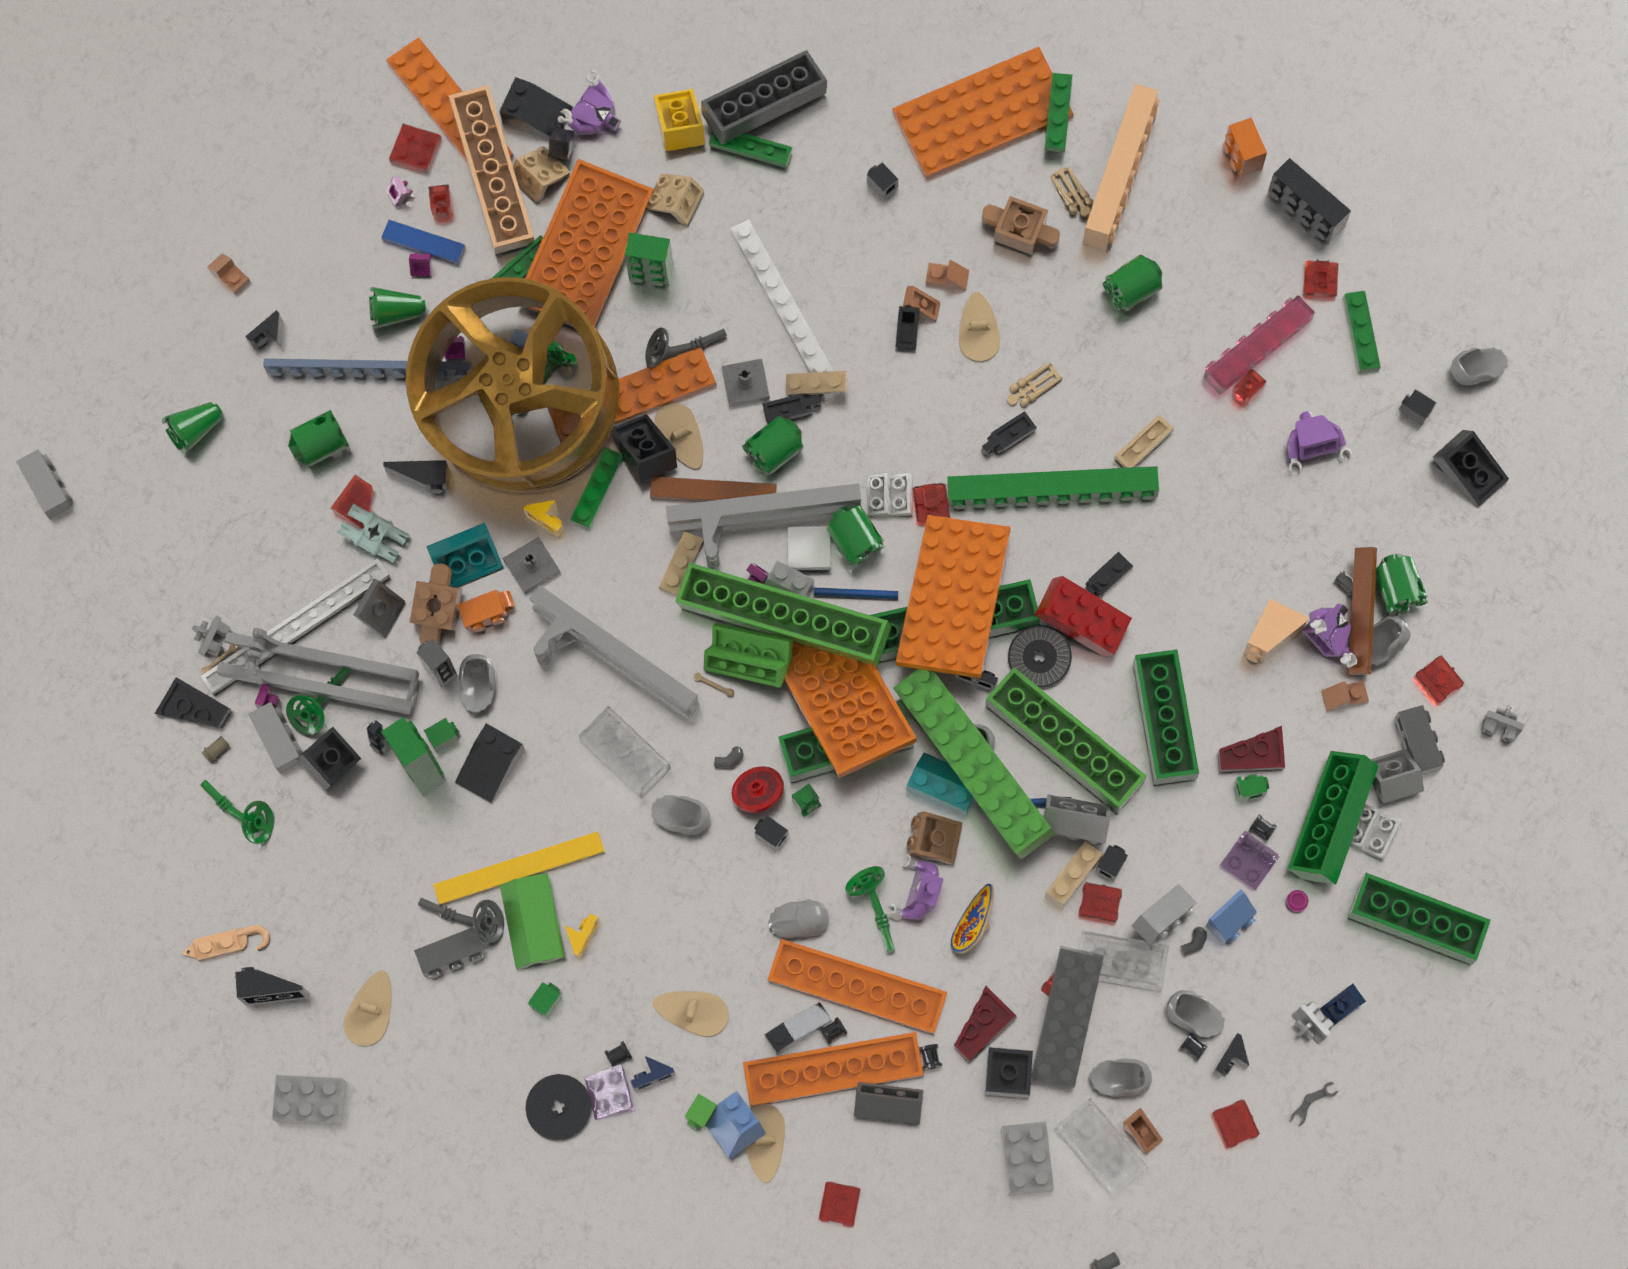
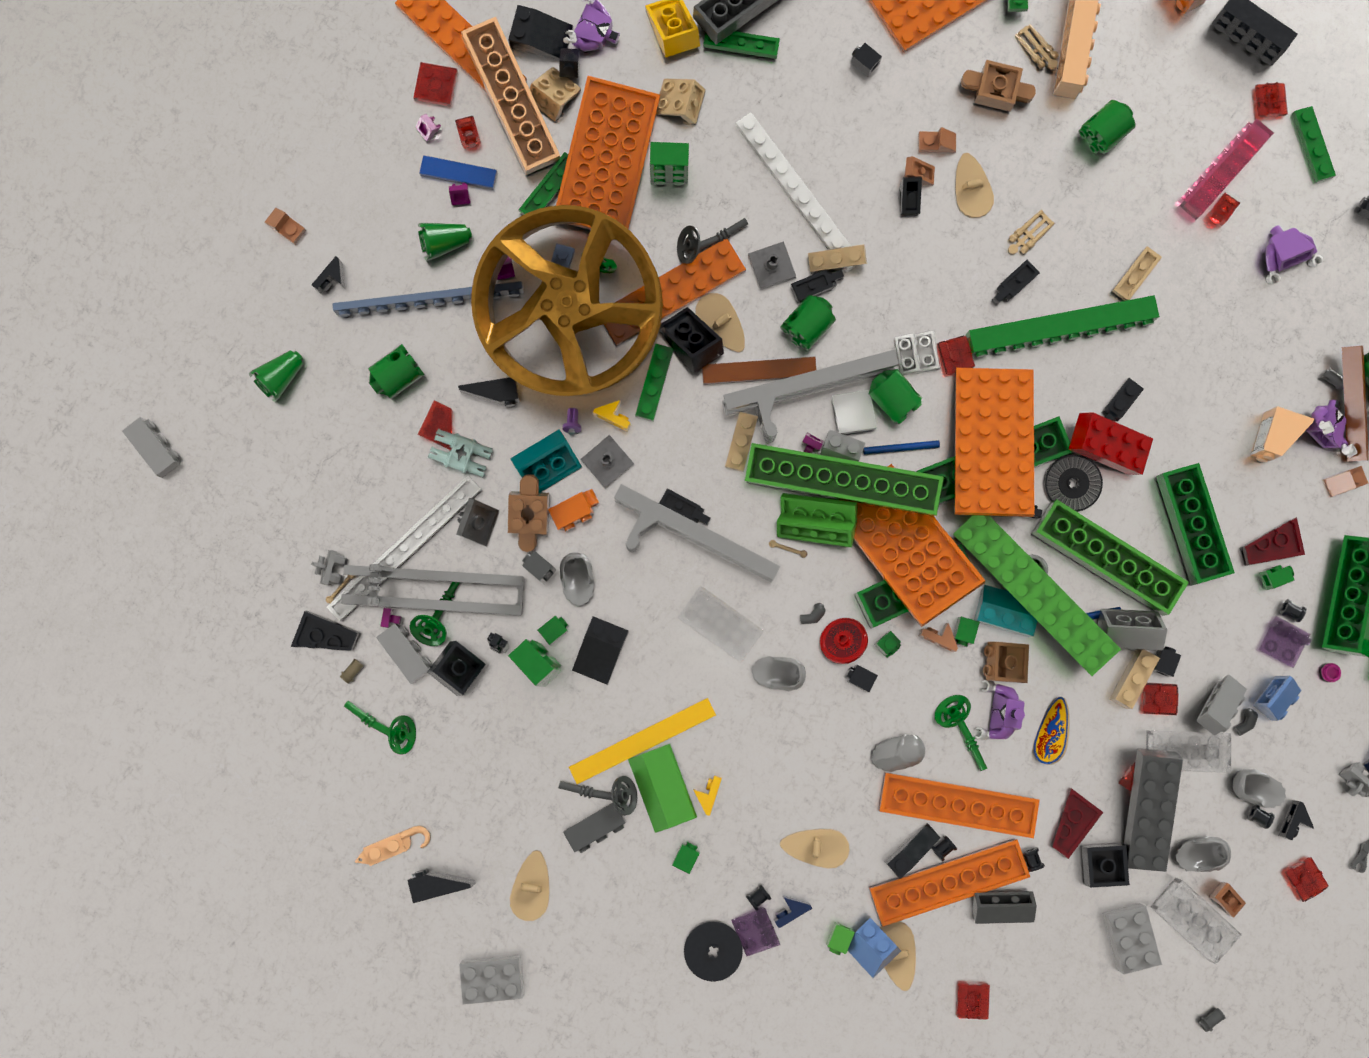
camera: 15 degrees left, 10 degrees up
(499, 521) = (572, 425): none -> medium lavender piece
(608, 623) = (684, 507): none -> black hinge
(869, 805) = (944, 640): none -> nougat slope
(894, 798) = (965, 631): none -> green brick

